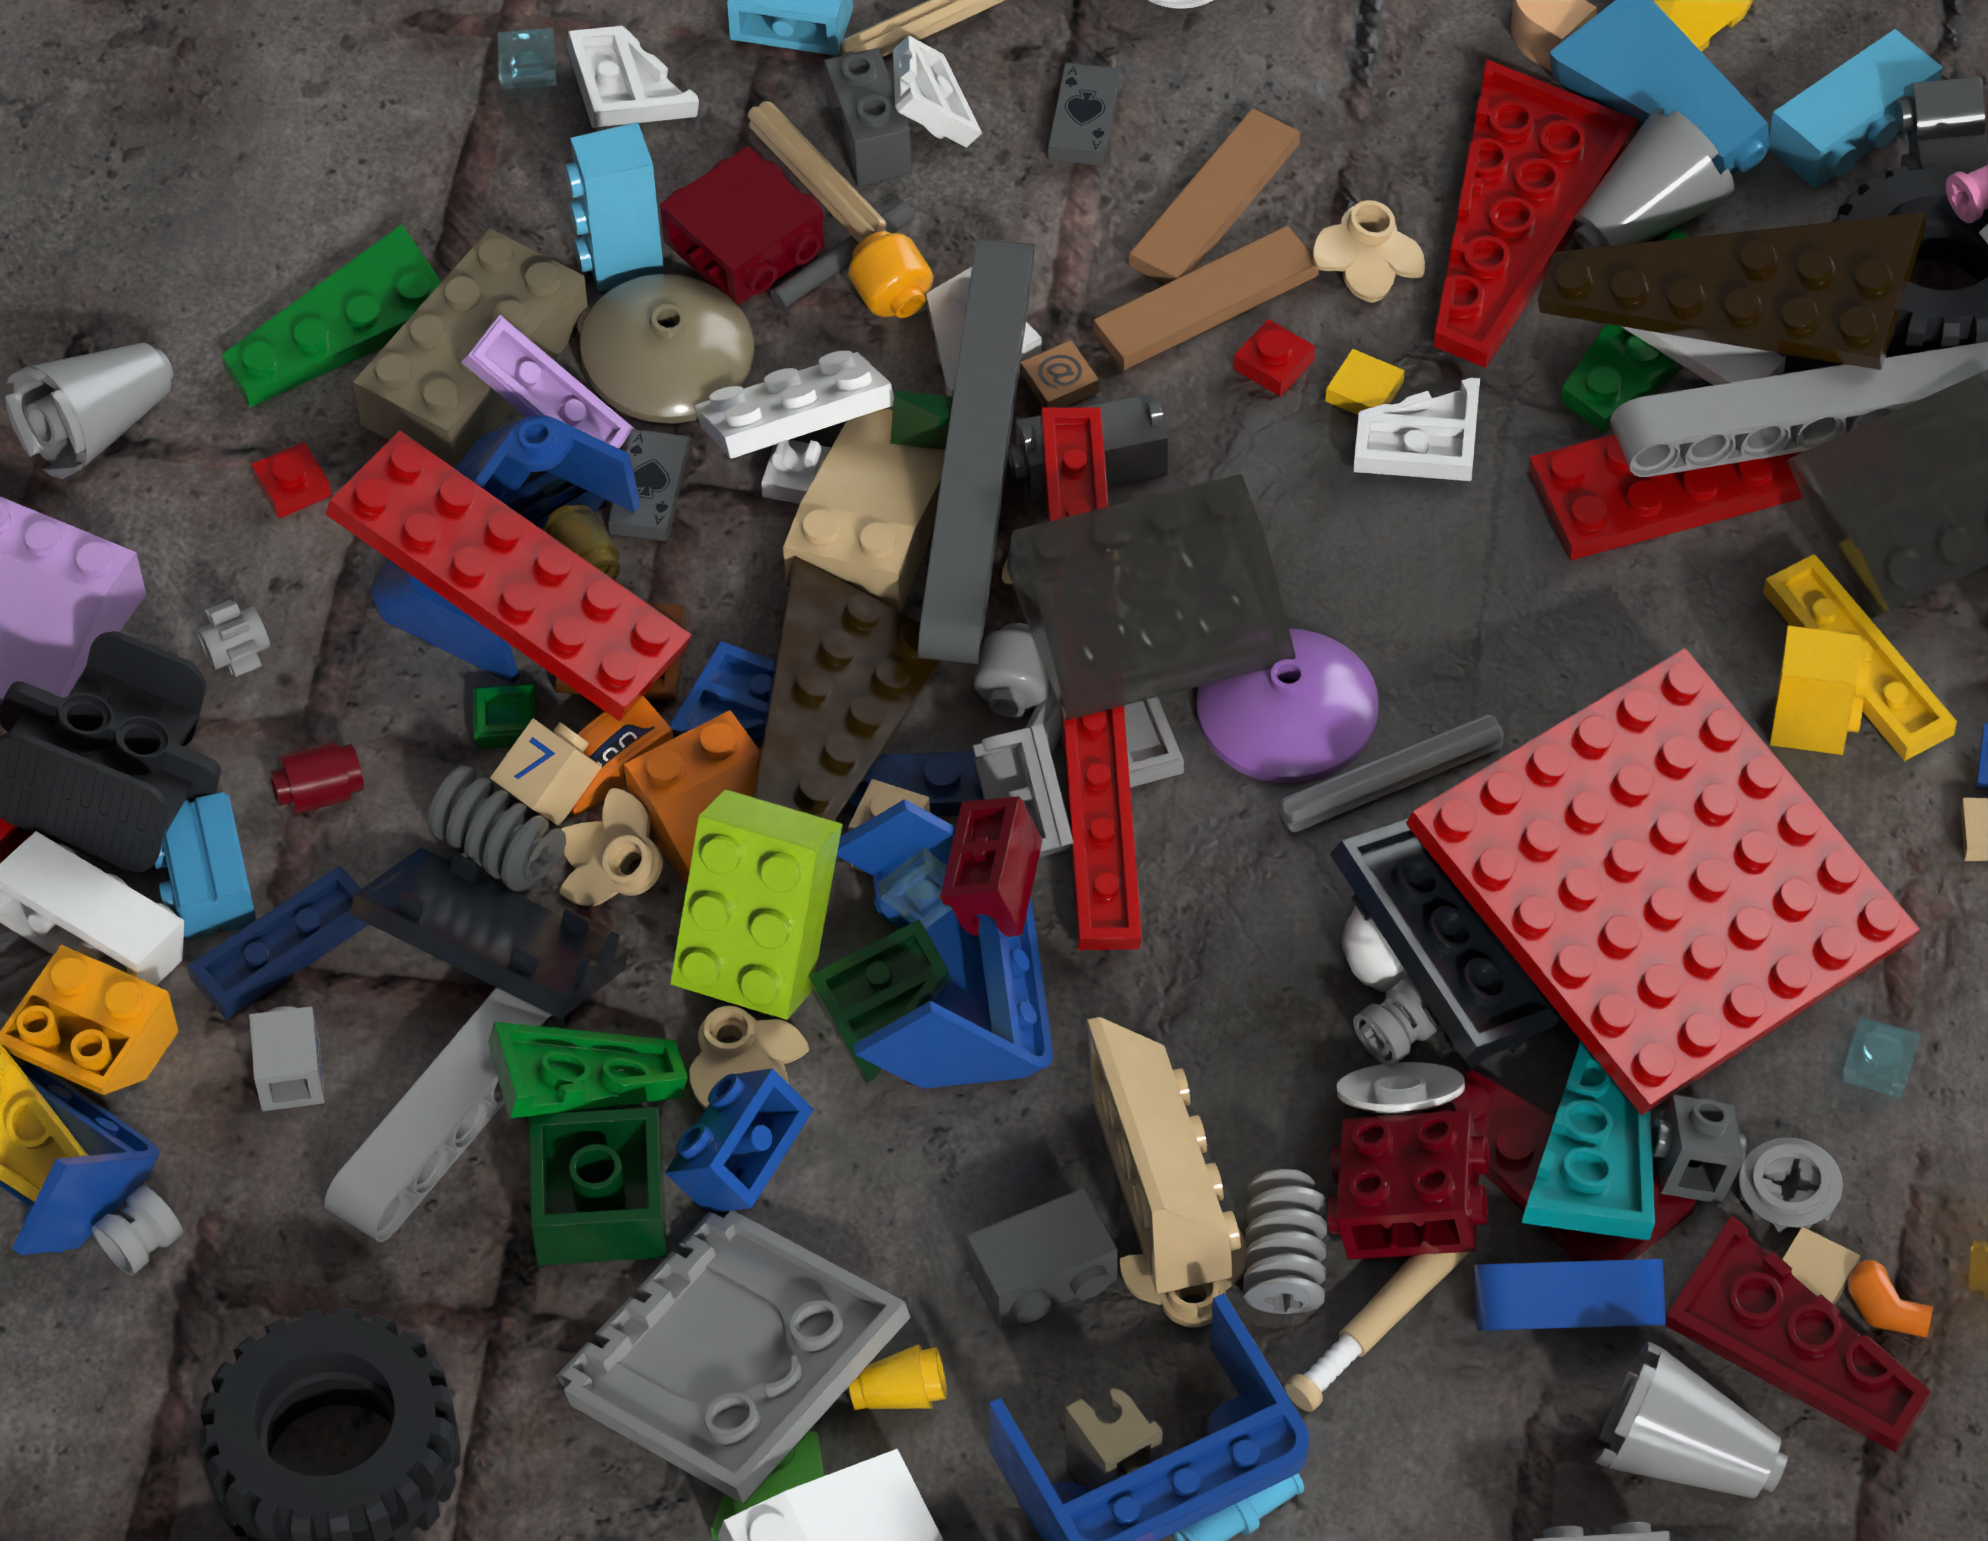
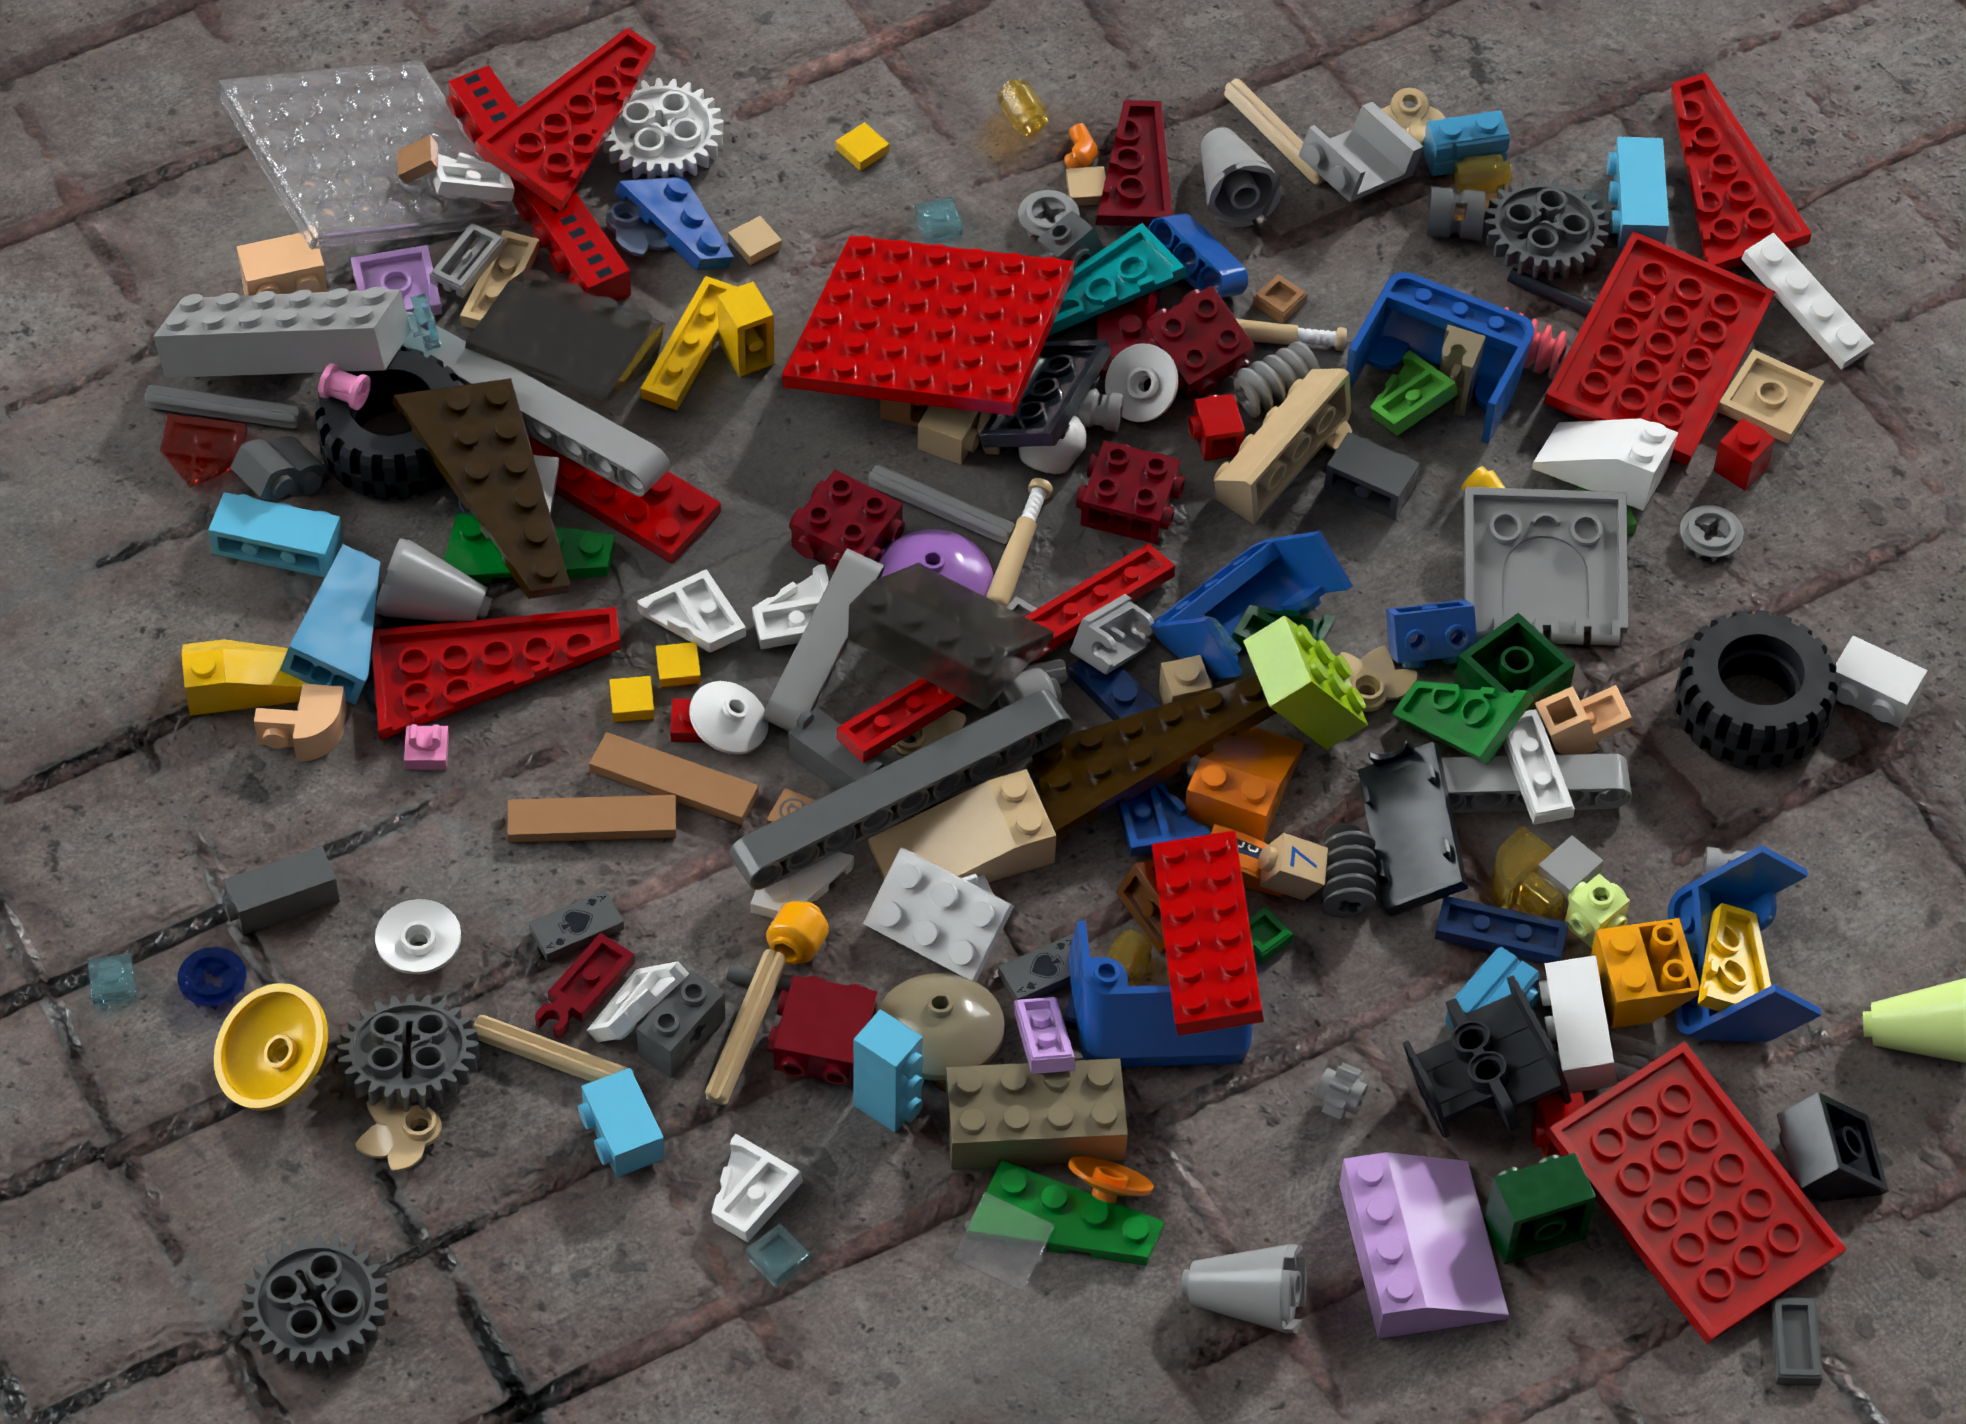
camera: 130 degrees left, 0 degrees up
(207, 1044) = (1596, 907): none -> yellowish green brick
(291, 480) = (1200, 1159): red plate -> none
(316, 777) = (1389, 987): dark red brick -> none
(321, 330) = (1110, 1178): none -> orange dish
(342, 1005) = (1517, 878): none -> clear yellow brick
(357, 243) = (1003, 1241): none -> clear piece
(433, 1093) = (1537, 770): none -> white tile
(473, 1210) = (1578, 724): none -> light nougat brick
(607, 848) = (1305, 817): tan plate -> none
(920, 419) = (902, 825): dark green slope -> none
(992, 864) = (1185, 596): dark red hinge -> none
(998, 76) = (585, 983): none -> dark red plate
(1142, 1372) = (1412, 394): none -> bright green wing
(1238, 971) = (1130, 492): none -> dark red brick
(1252, 402) = (720, 726): none -> white dish
(1255, 807) = (1013, 558): none -> tan piece
(1264, 1133) = (1217, 426): none -> red brick
(1302, 547) = (821, 642): none -> light grey beam
(1339, 531) = (786, 615): none -> white wing
(1352, 319) = (631, 699): none -> yellow tile
(1368, 251) = (575, 717): tan plate -> none
(1429, 644) = (845, 517): none -> dark red brick
(1436, 1374) = (1280, 299): none -> medium nougat tile
(1440, 106) = (426, 747): none -> bright pink tile

